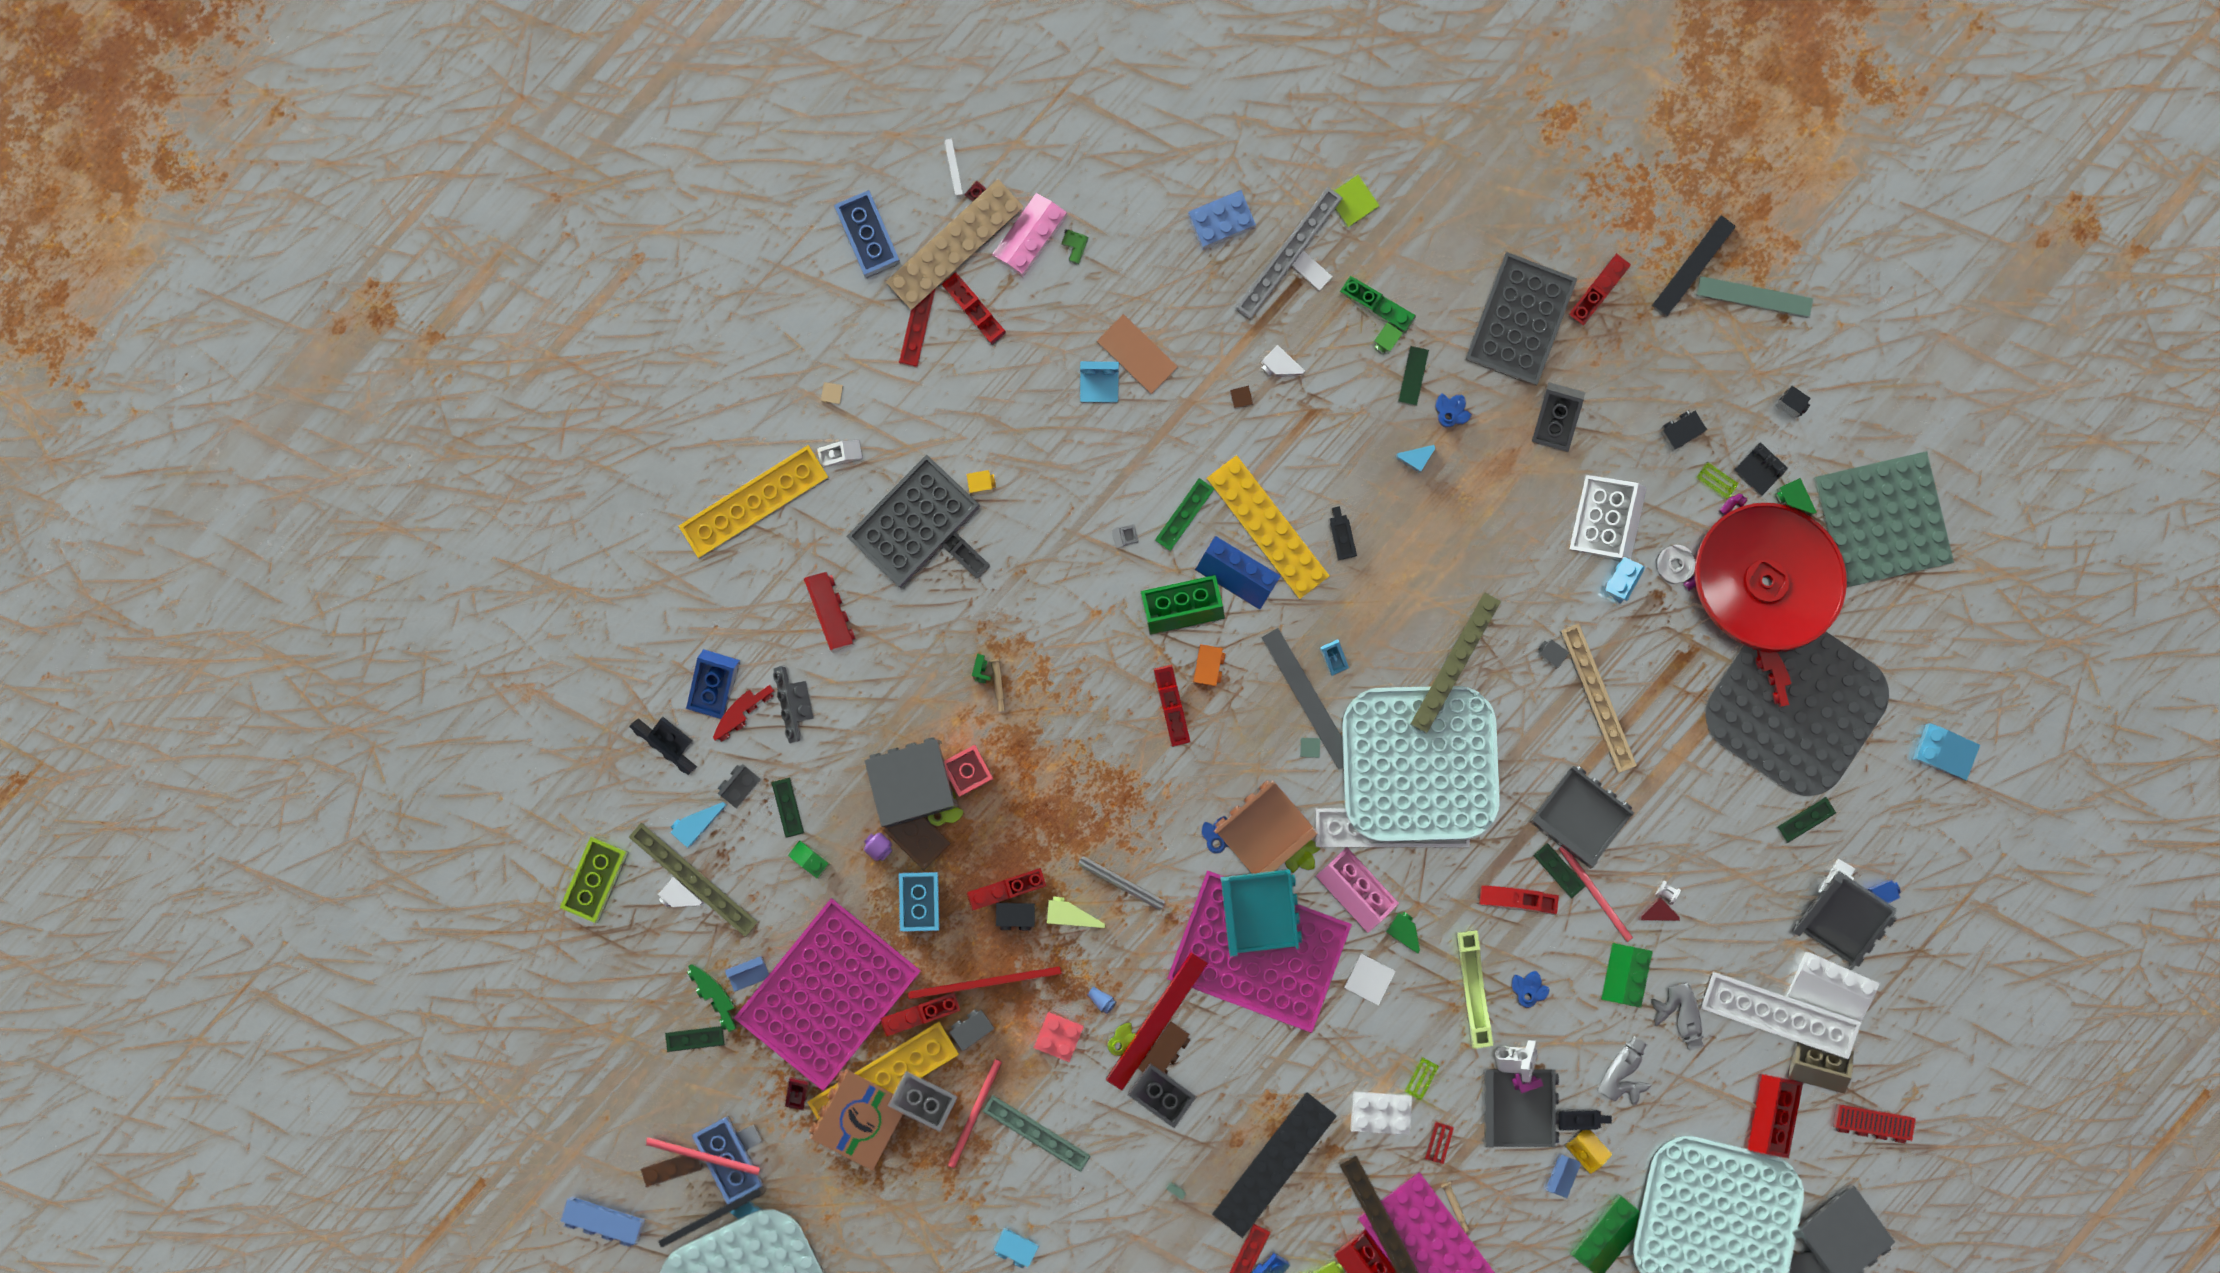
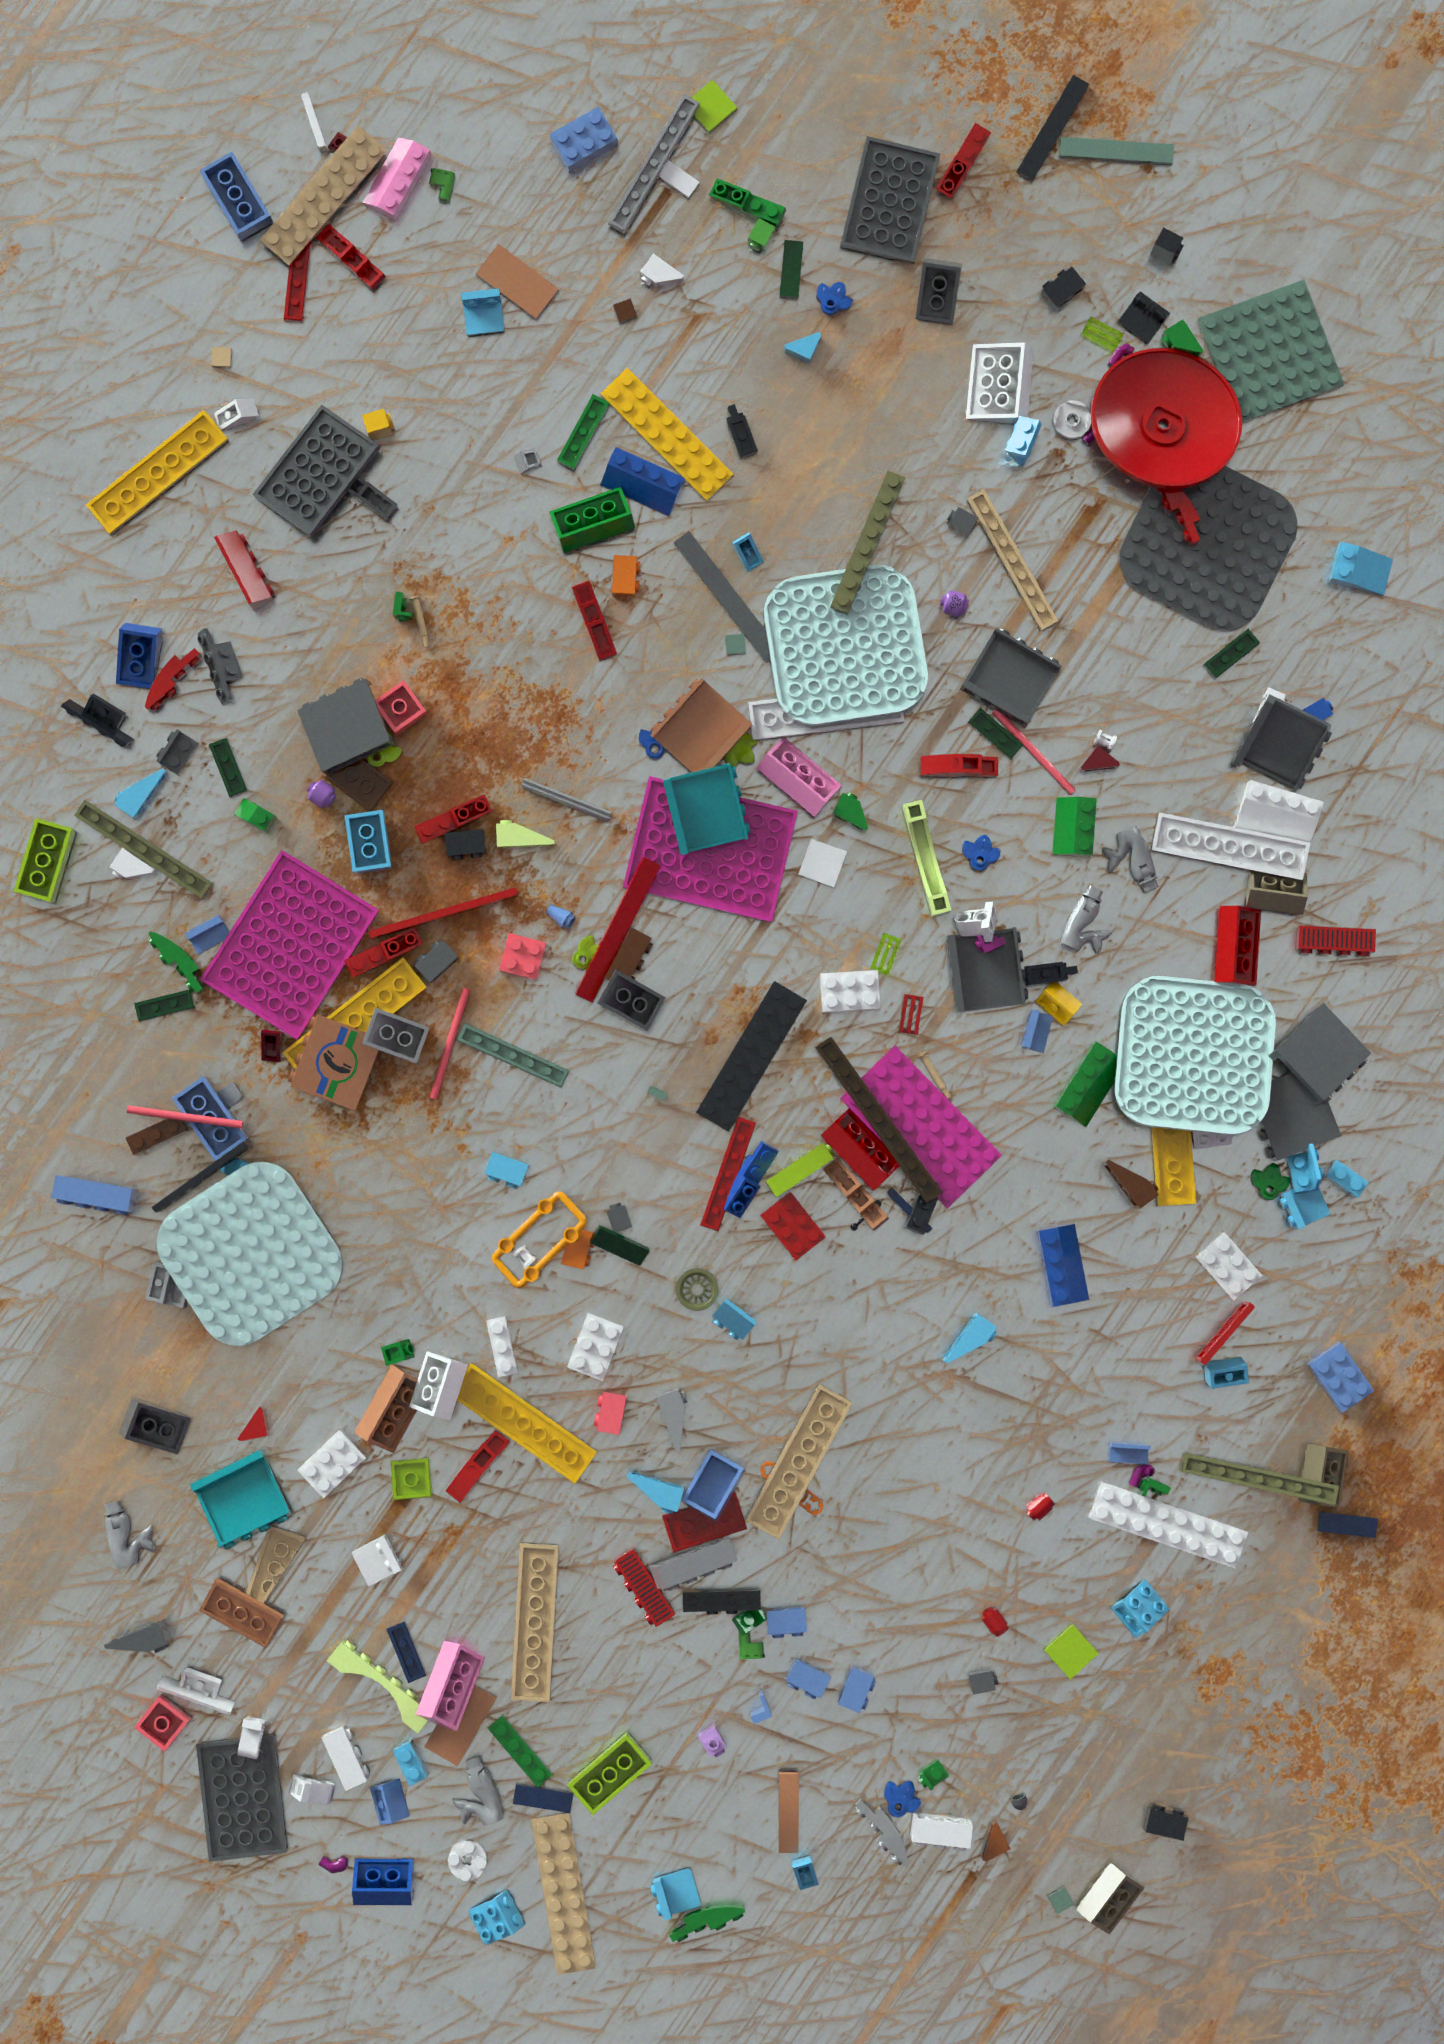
camera: 10 degrees left, 0 degrees up
(1535, 735) = (954, 603): none -> medium lavender head

